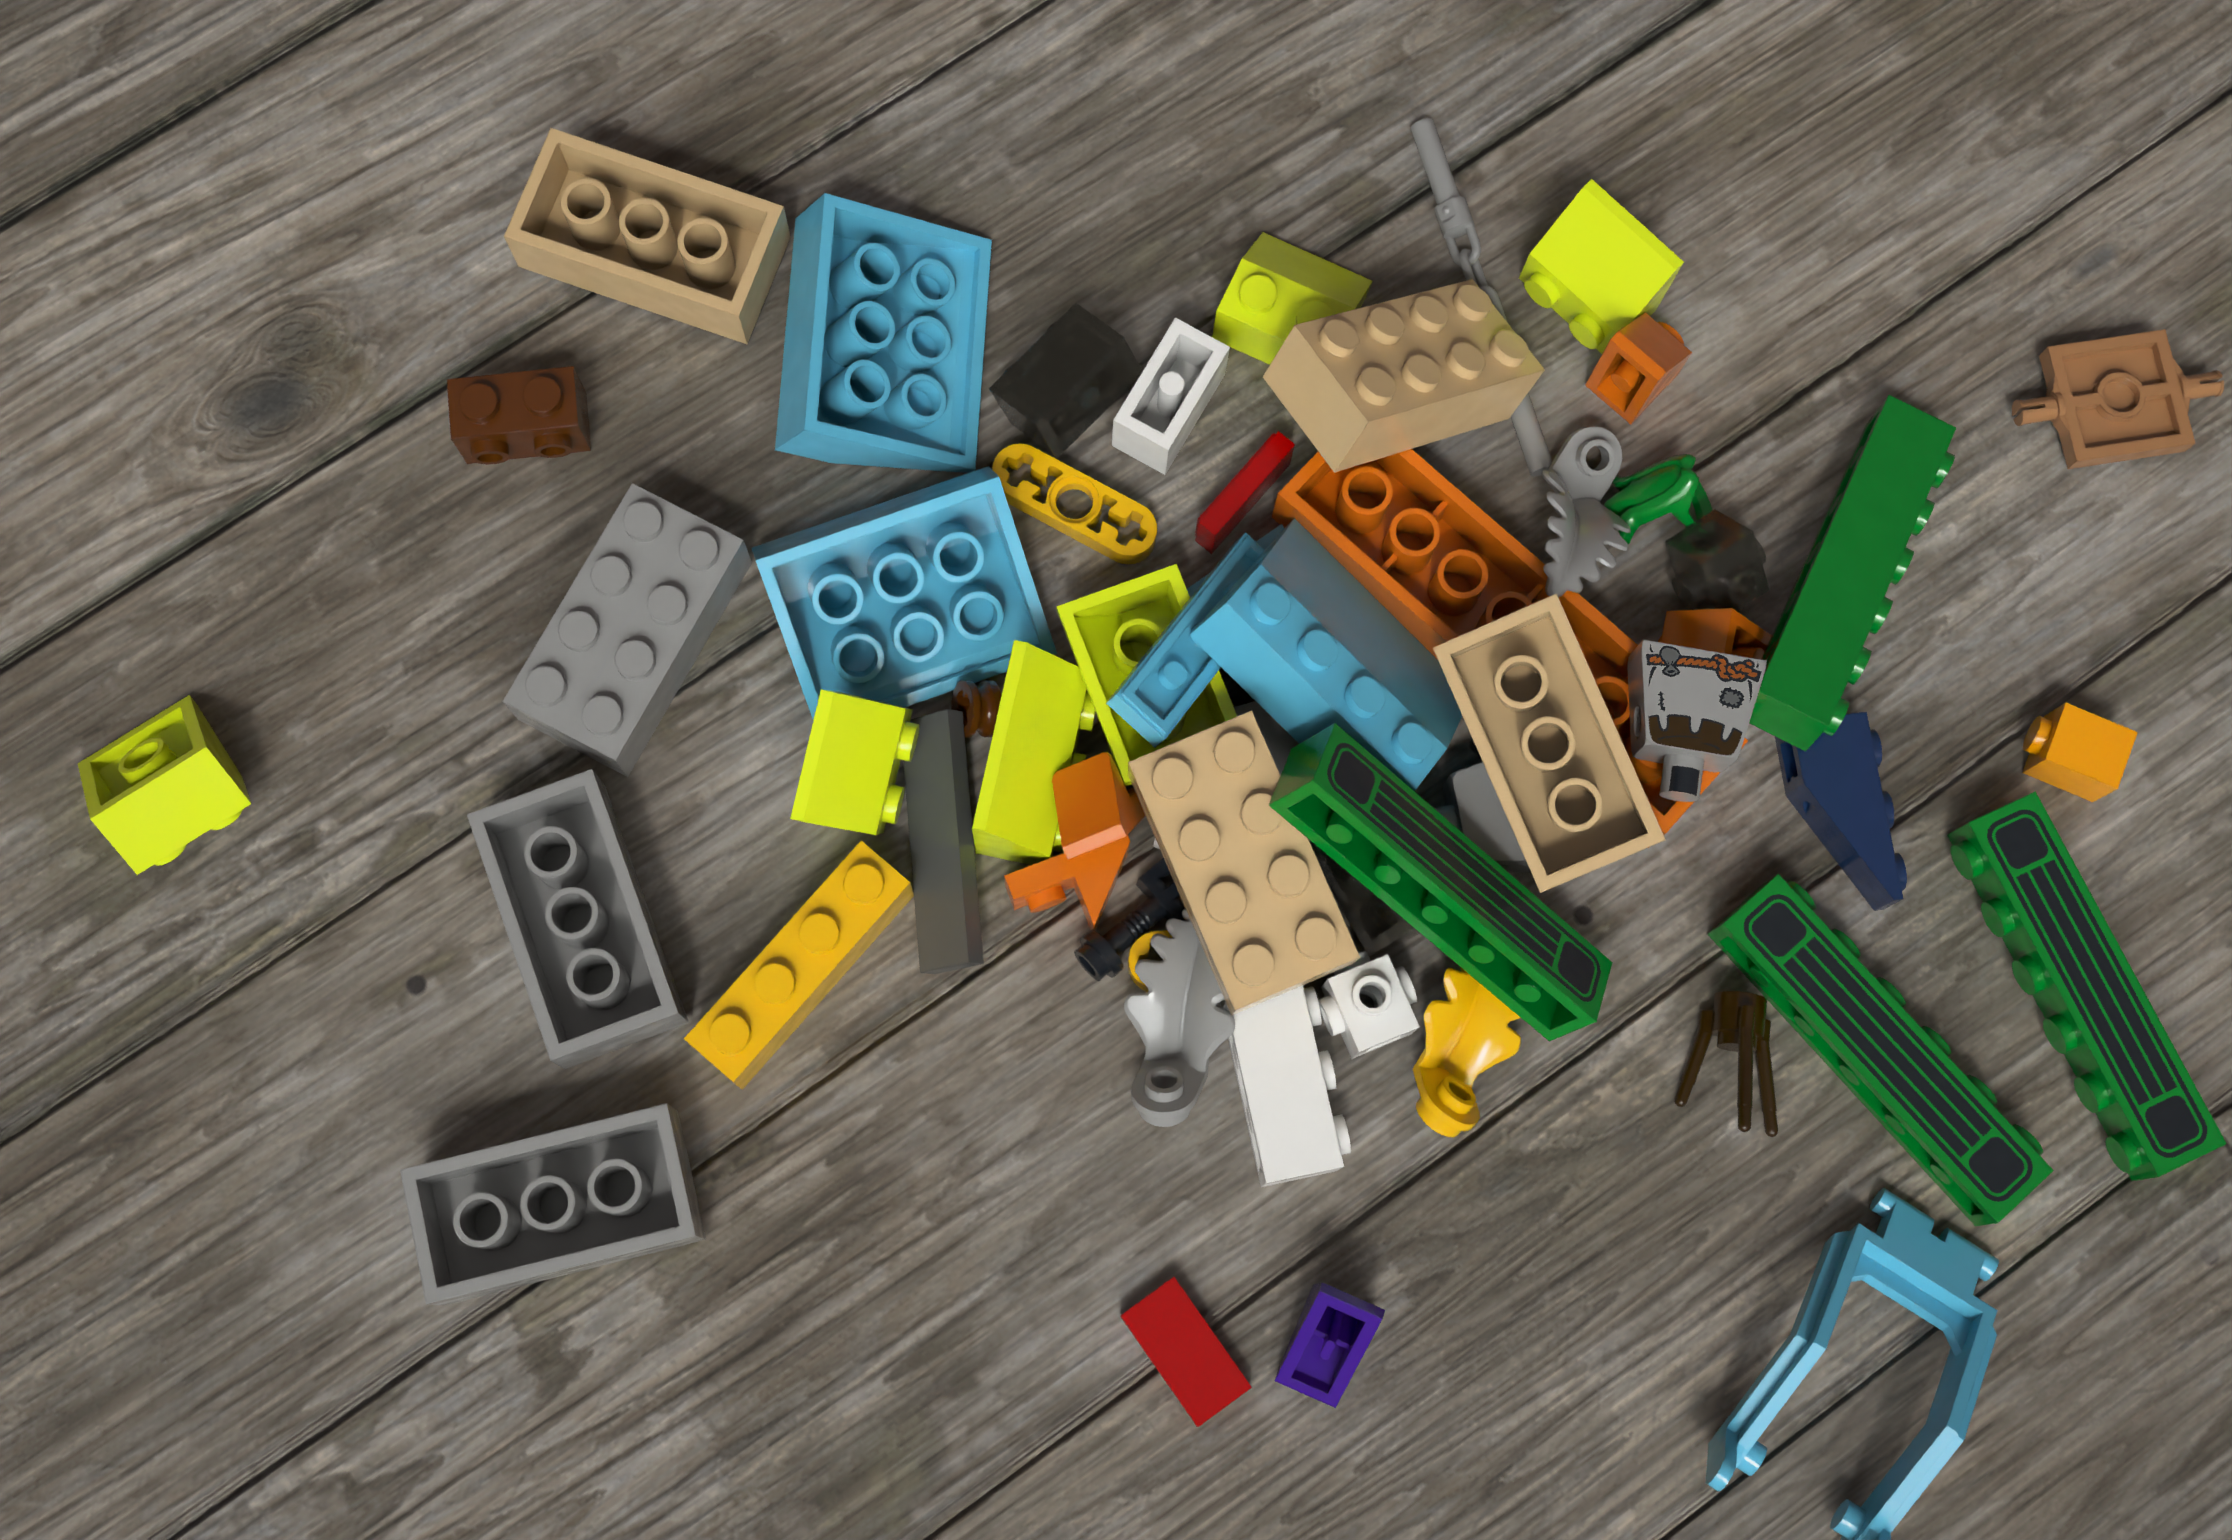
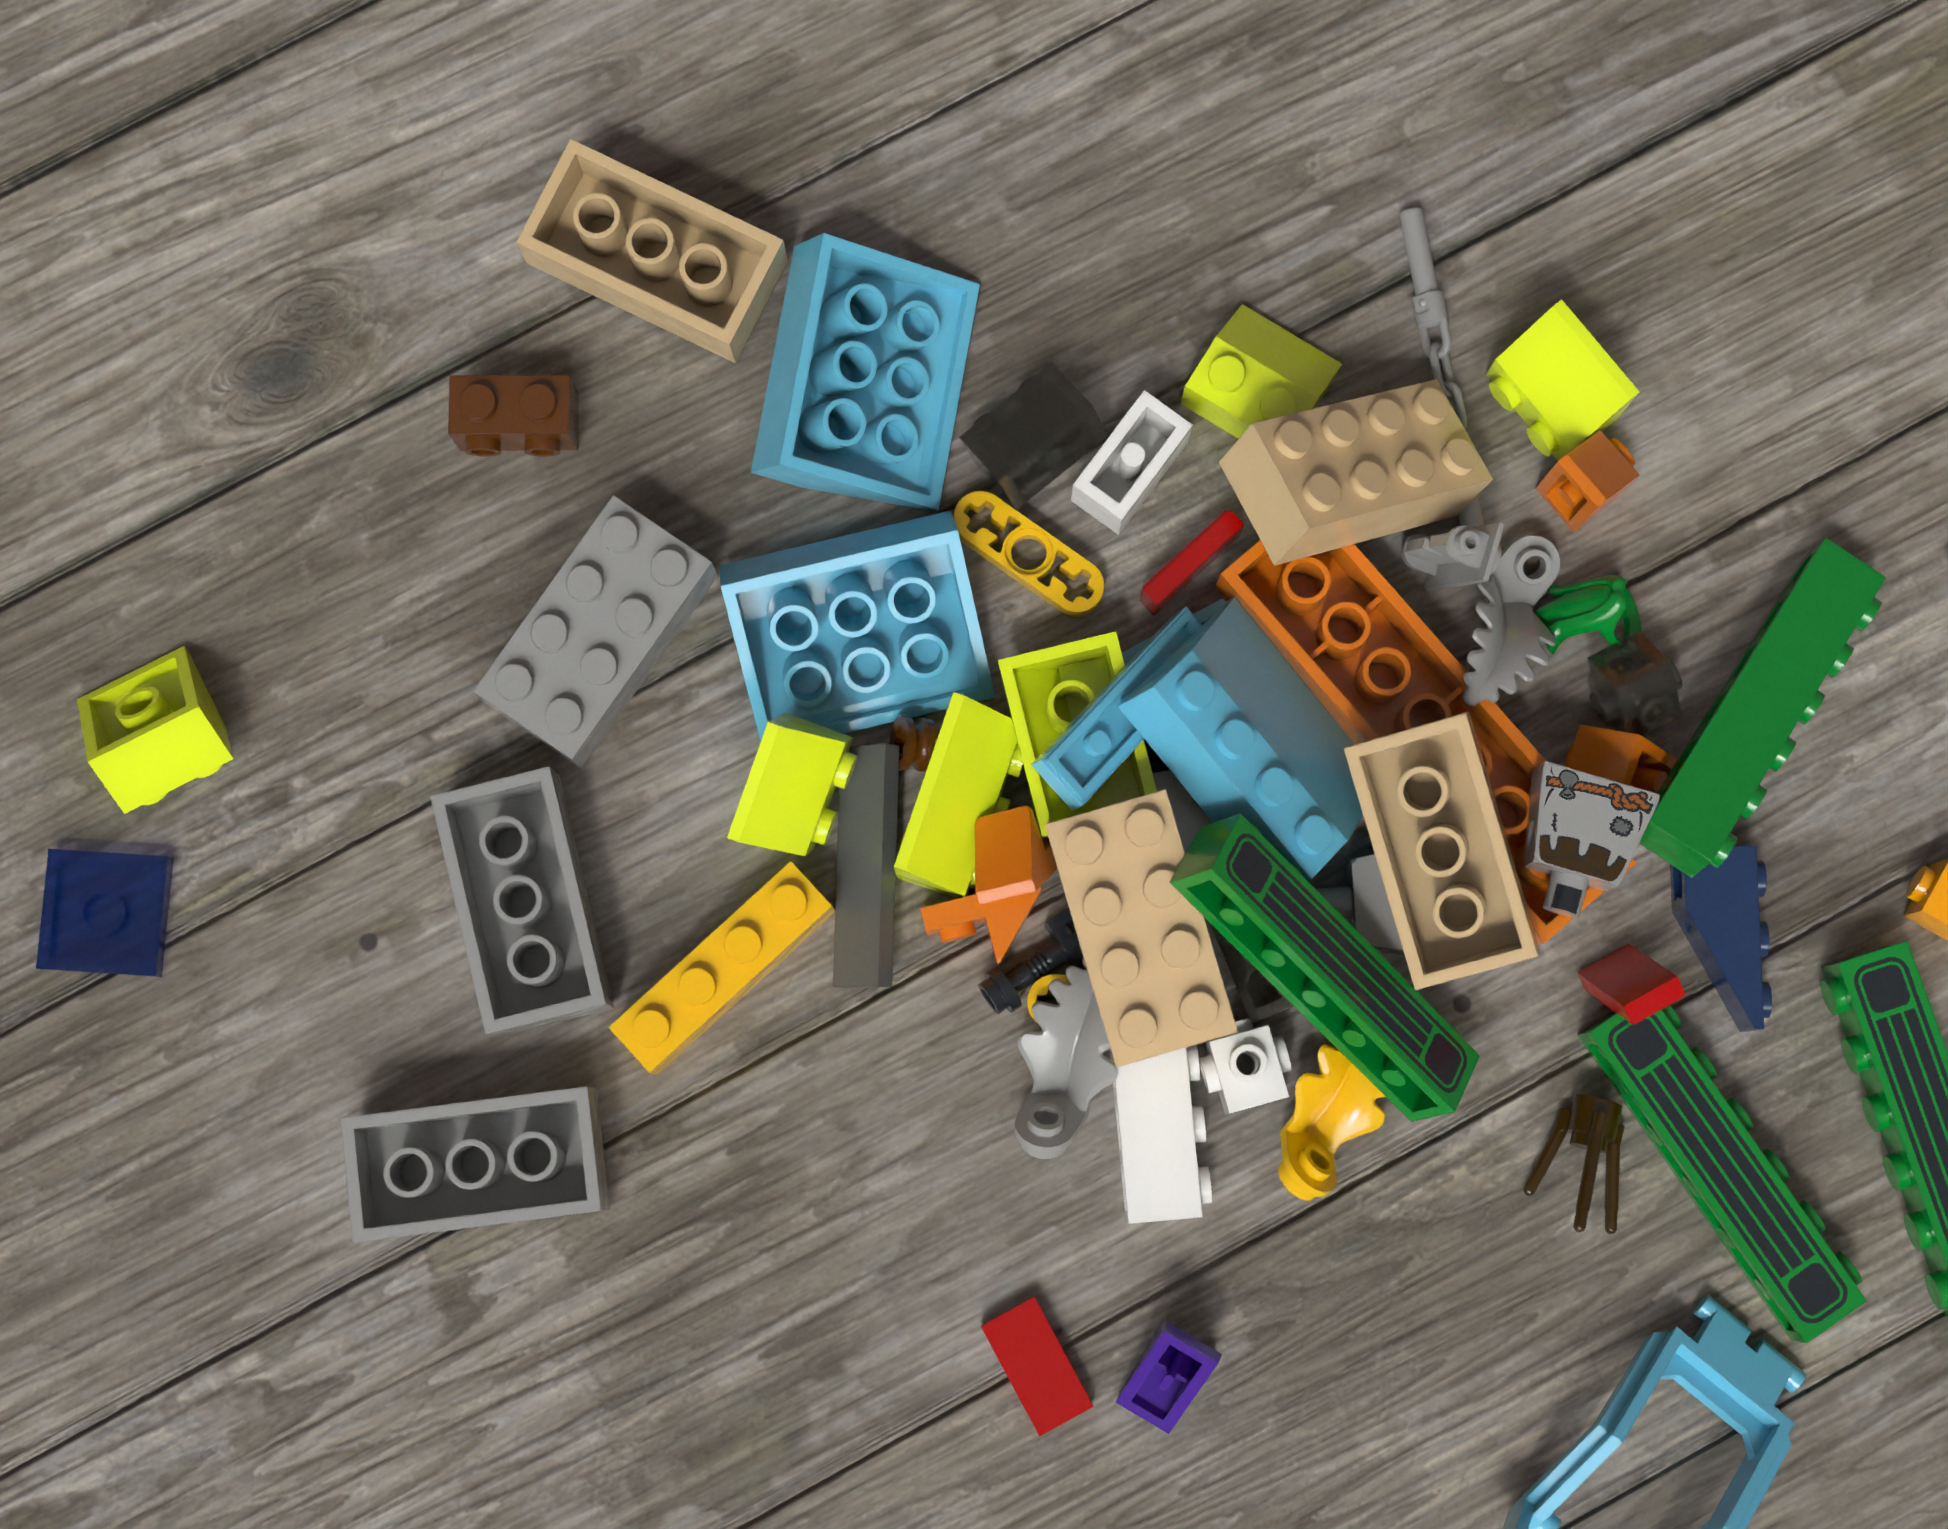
camera: 15 degrees right, 5 degrees up
(125, 986) = (104, 913): none -> clear blue tile
(1515, 451) = (1455, 557): none -> light grey hinge
(1760, 868) = (1631, 984): none -> red tile

